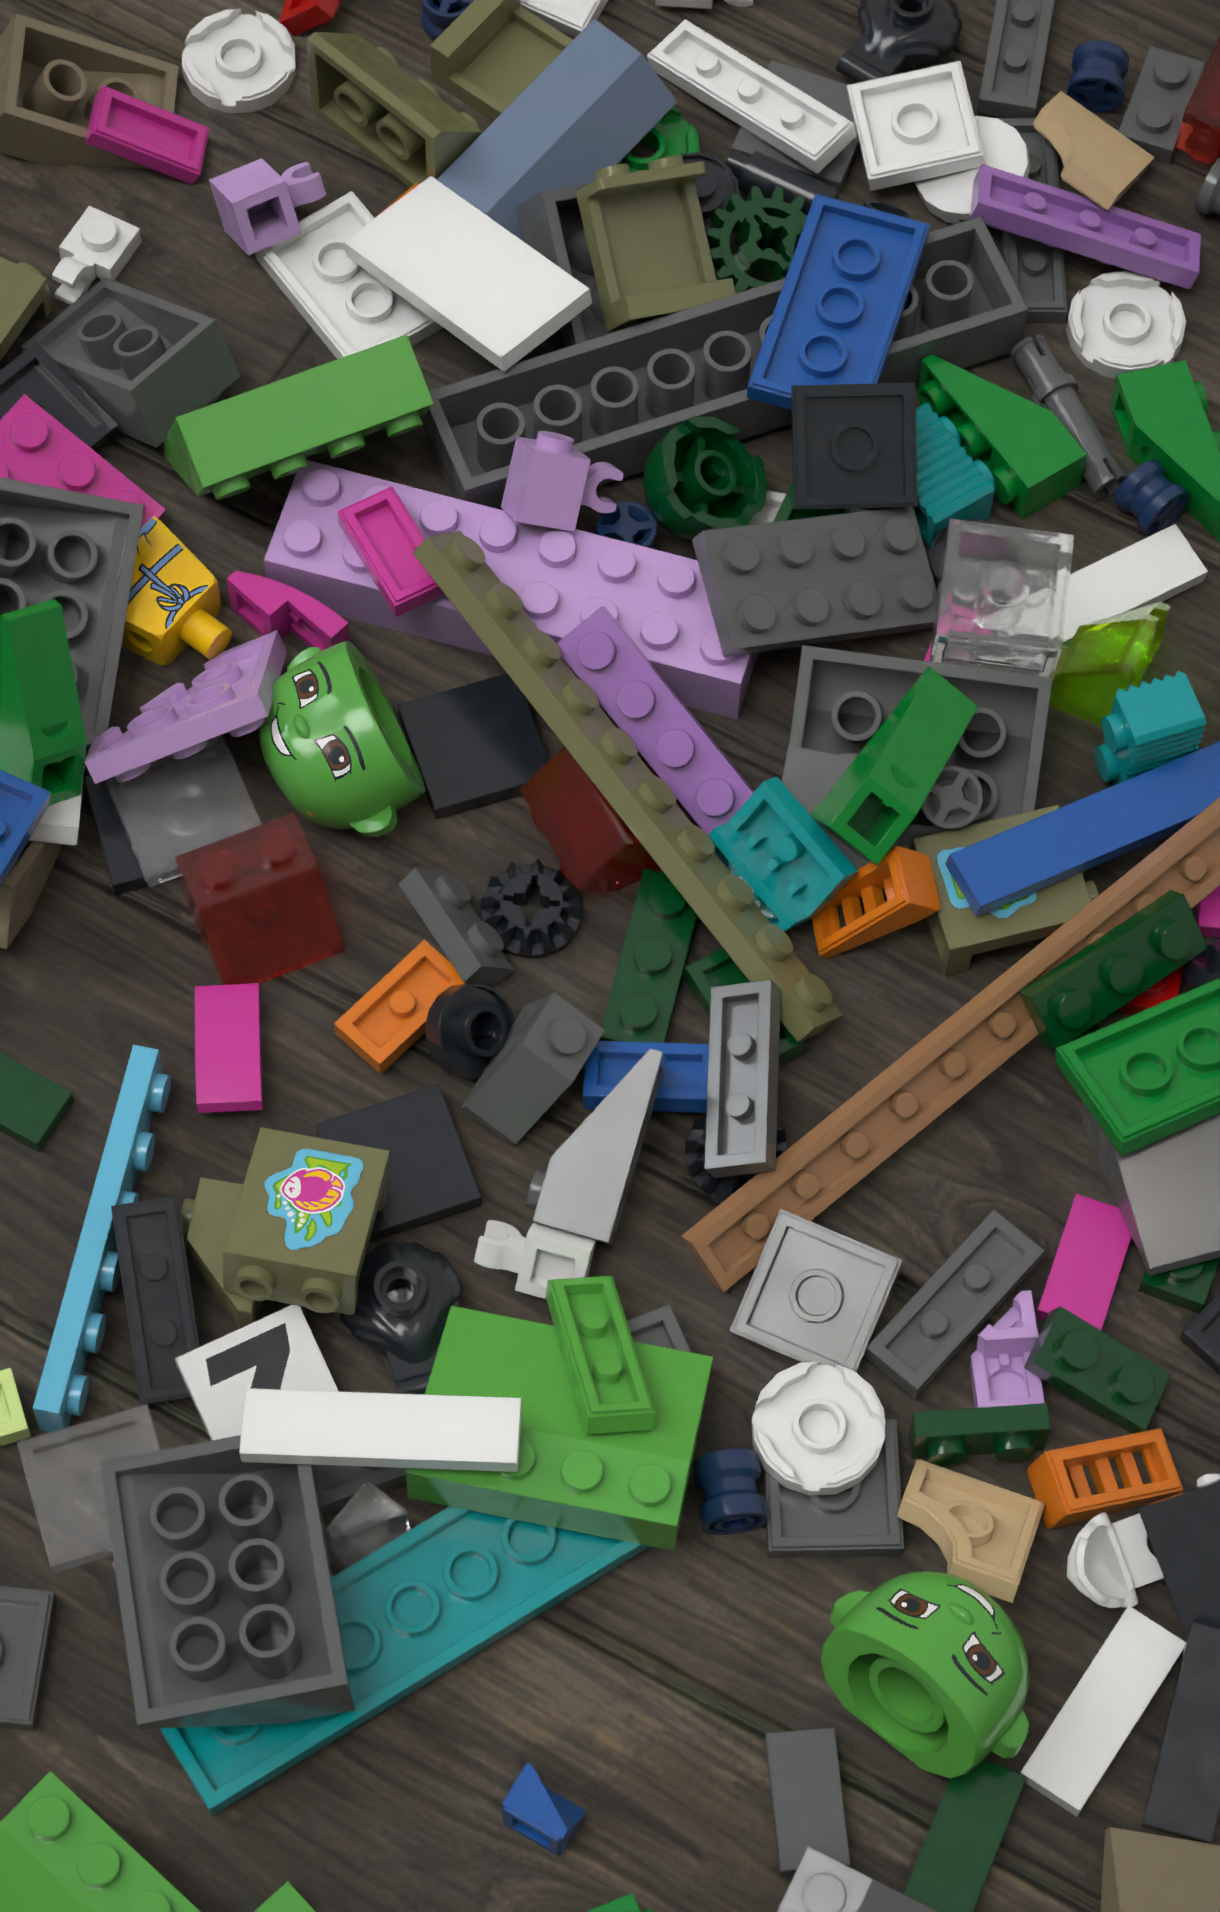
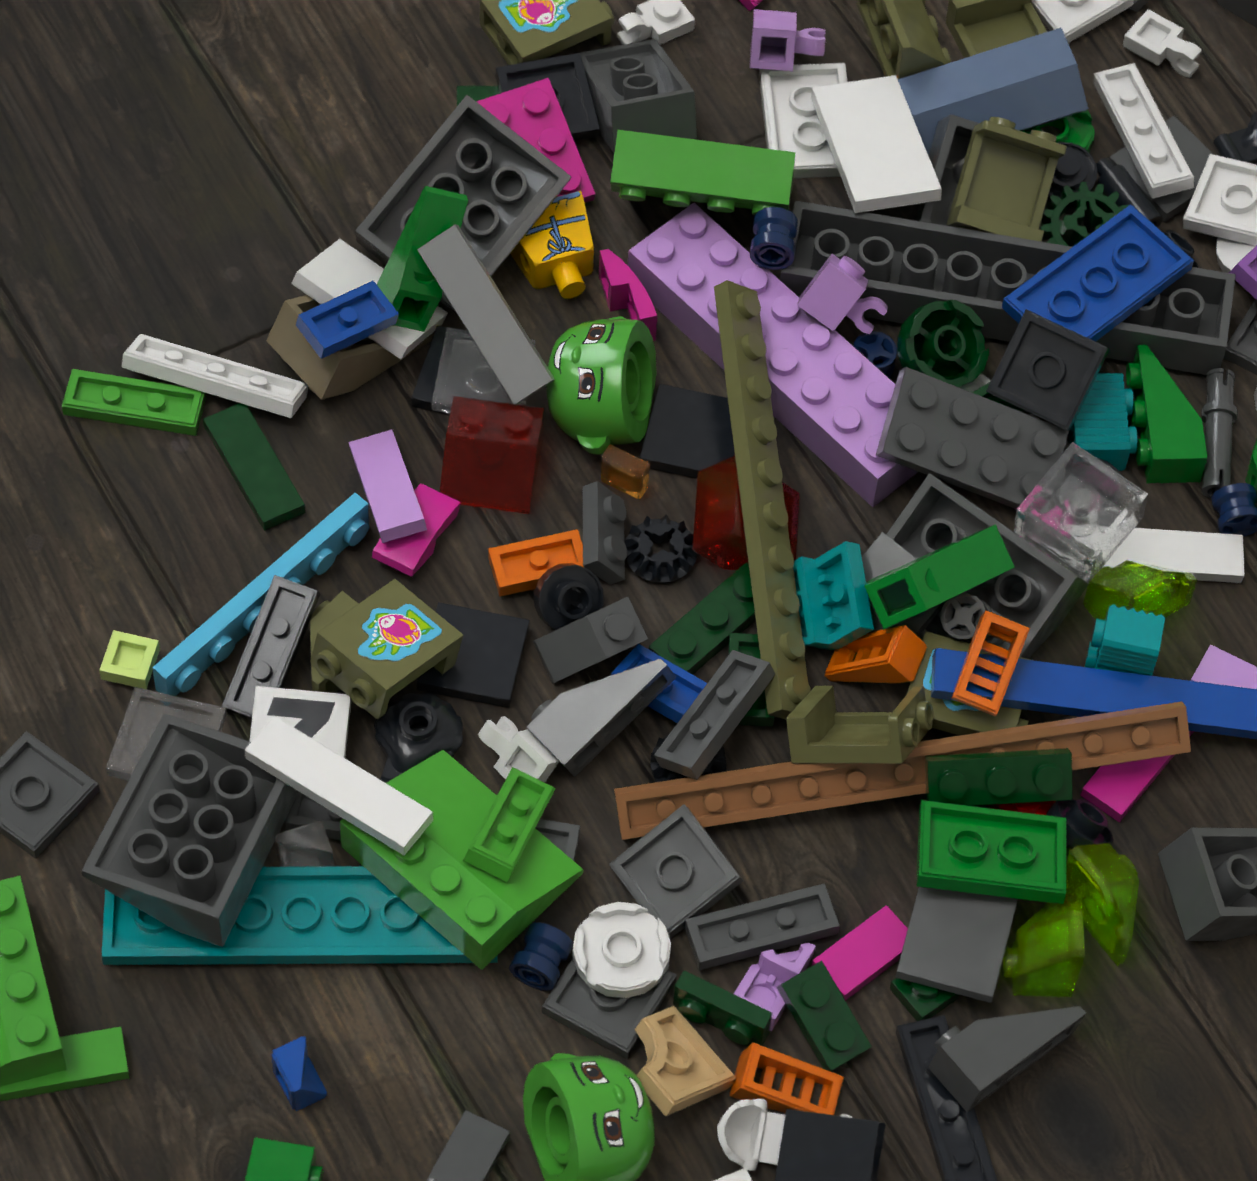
camera: 30 degrees right, 5 degrees down
(162, 1013) = (387, 486): none -> lavender tile
(164, 735) = (486, 314): none -> light grey tile
(225, 698) = (544, 321): lavender plate -> none
(385, 543) = (707, 267): dark pink tile -> none
(431, 837) = (625, 472): none -> clear orange tile
(438, 458) = (773, 239): none -> dark blue wheel
(655, 720) = (809, 469): medium lavender plate -> none
(925, 1008) = (830, 736): none -> olive panel
(1038, 794) = (1004, 630): none -> orange slope

